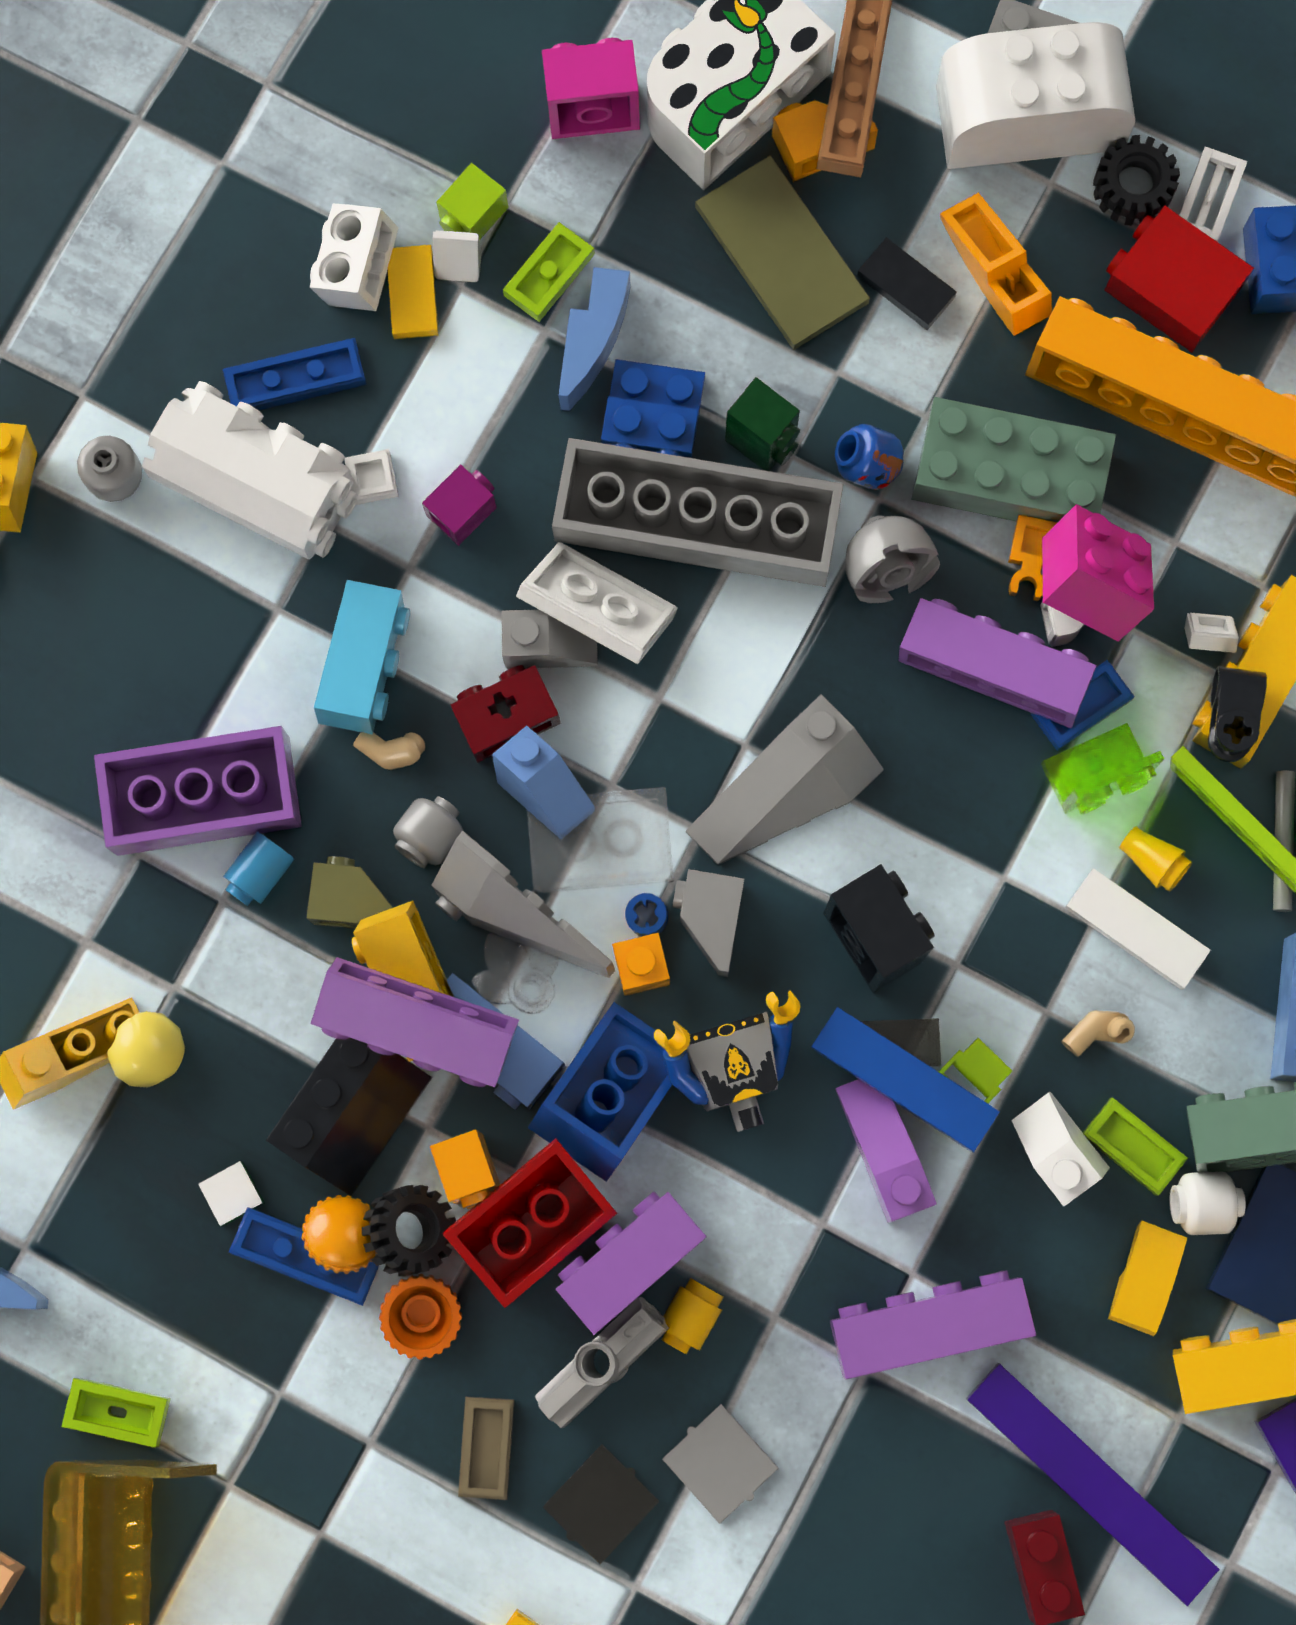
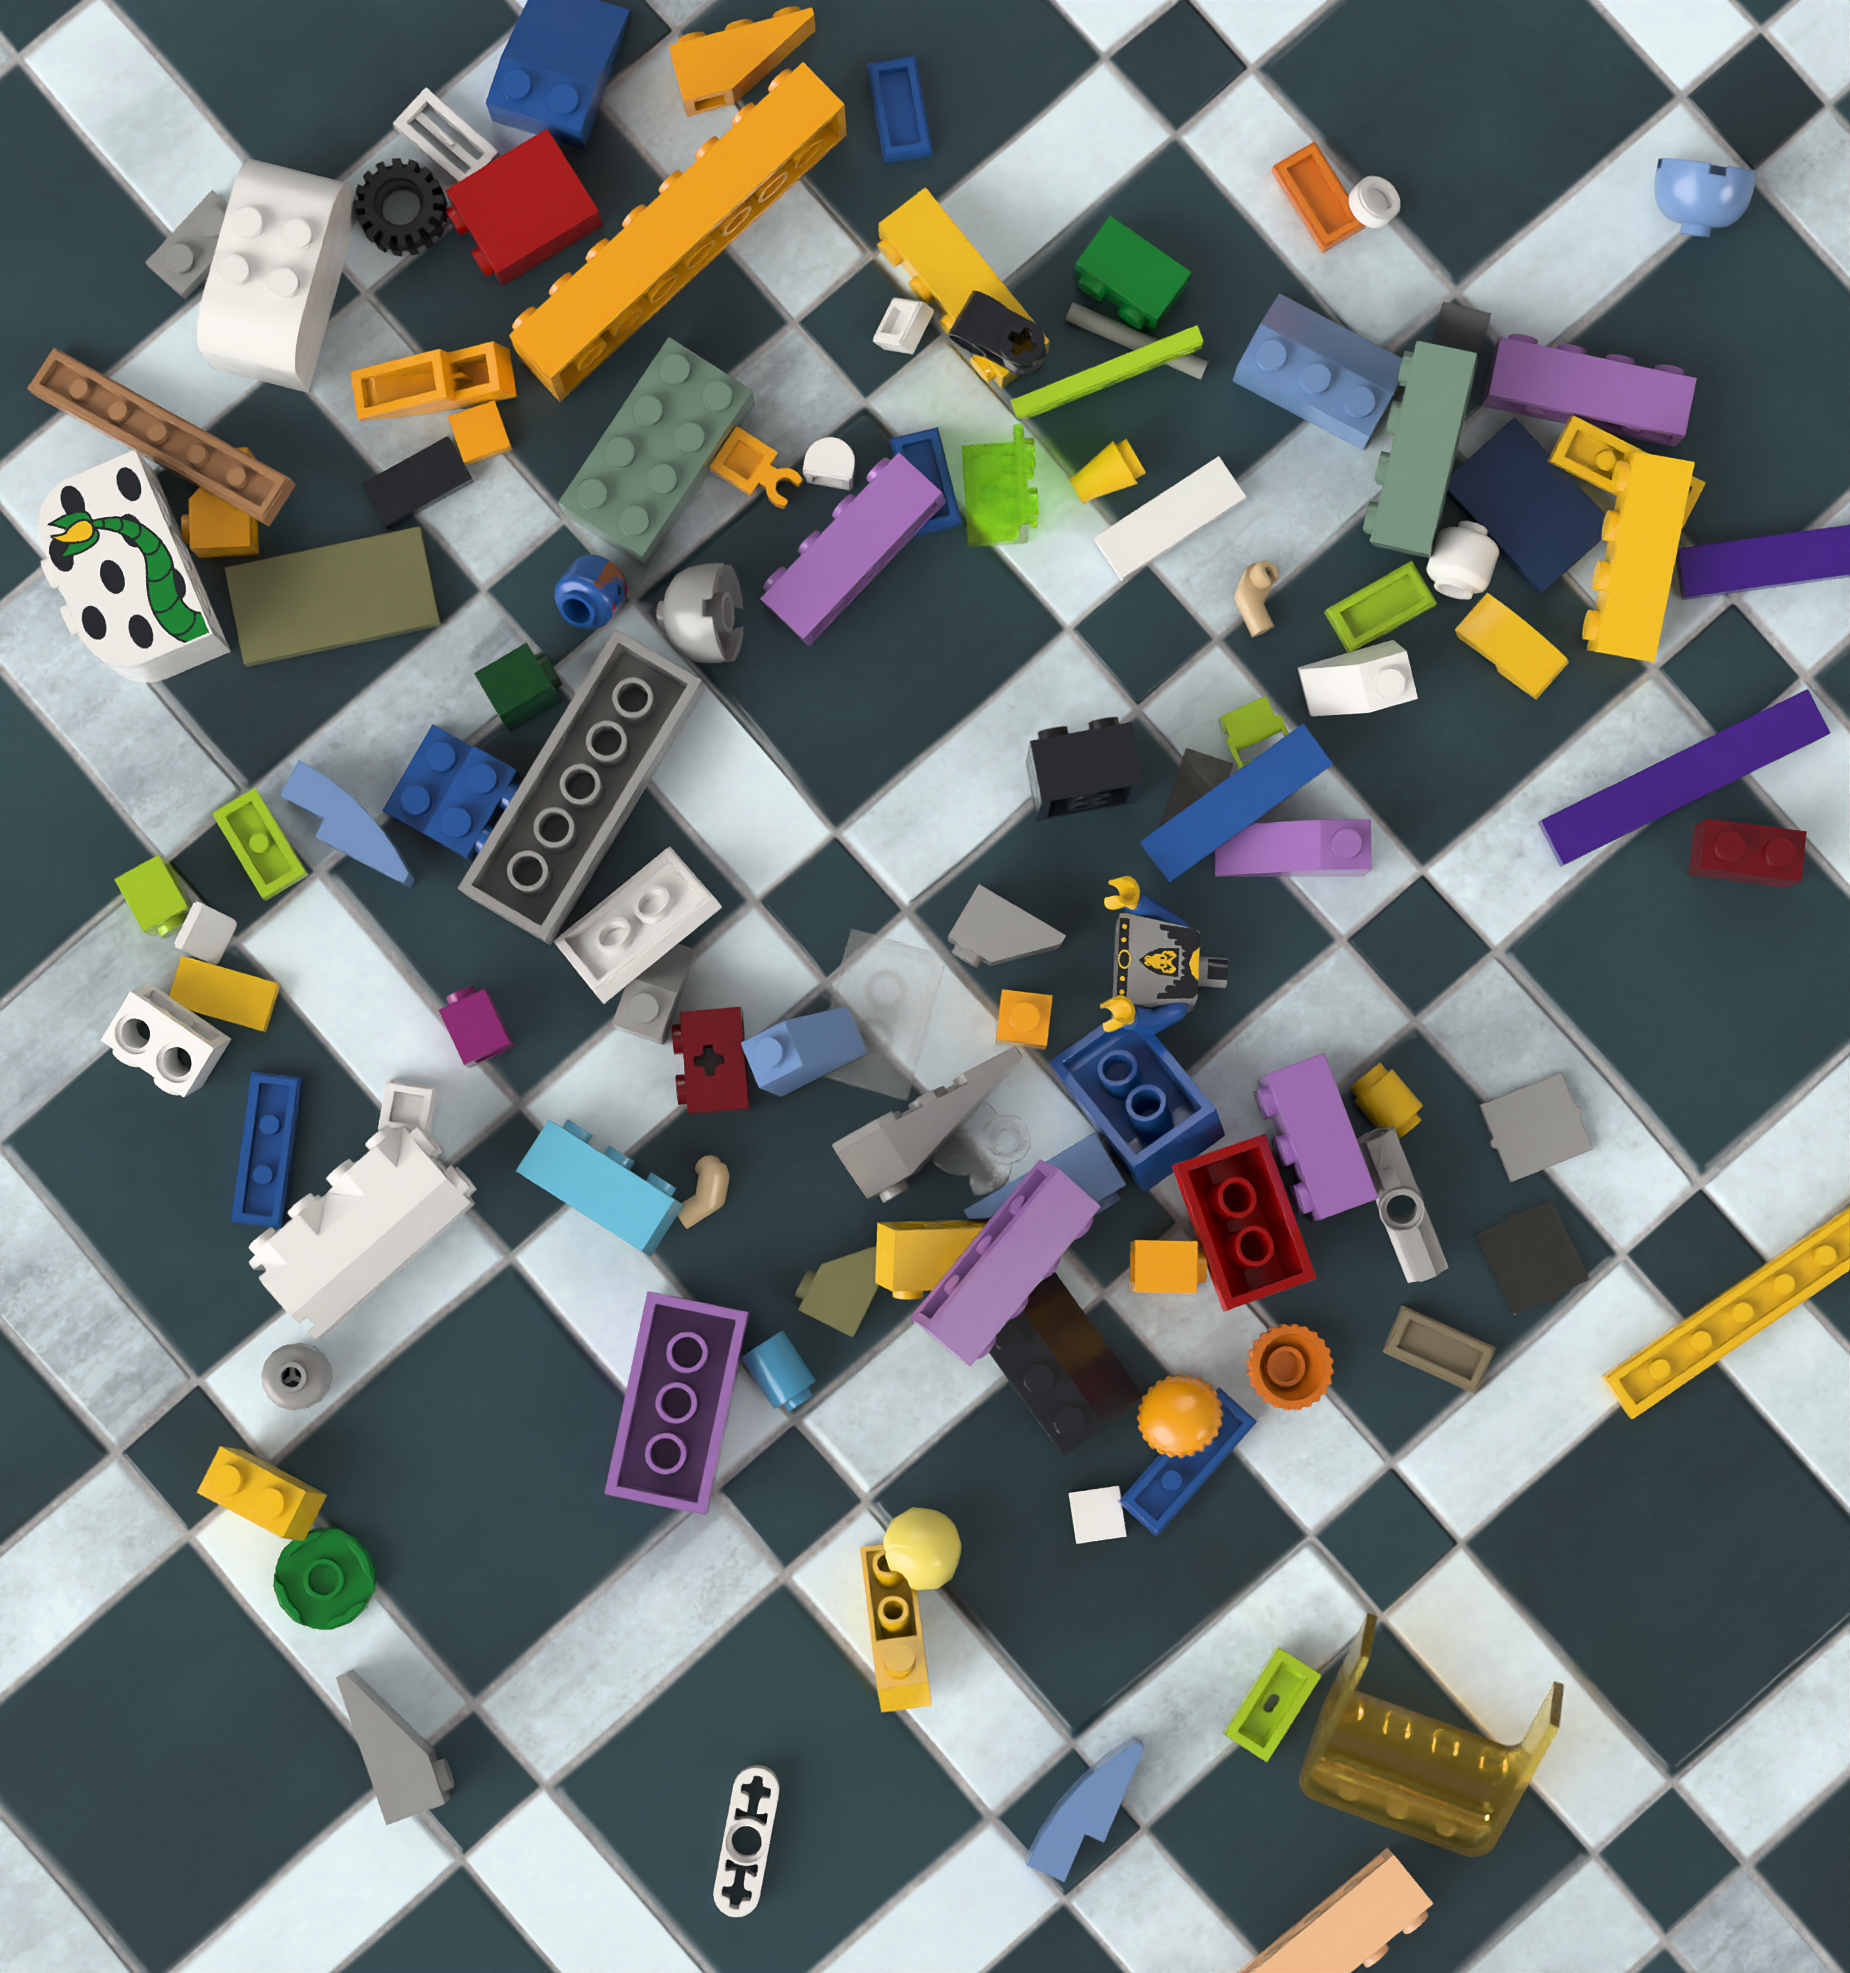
camera: 75 degrees left, 5 degrees up
(384, 1235) = (1199, 1371): black tyre -> none
(427, 831) = (807, 1183): light grey head -> none
(591, 88) = (82, 723): dark pink brick -> none
(660, 911) = (969, 1011): blue bush -> none
(801, 775) = (894, 794): light grey wedge -> none
(933, 1326) = (1482, 871): medium lavender brick -> none
(970, 318) = (480, 433): none -> light orange tile
(1097, 573) = (806, 413): dark pink brick -> none

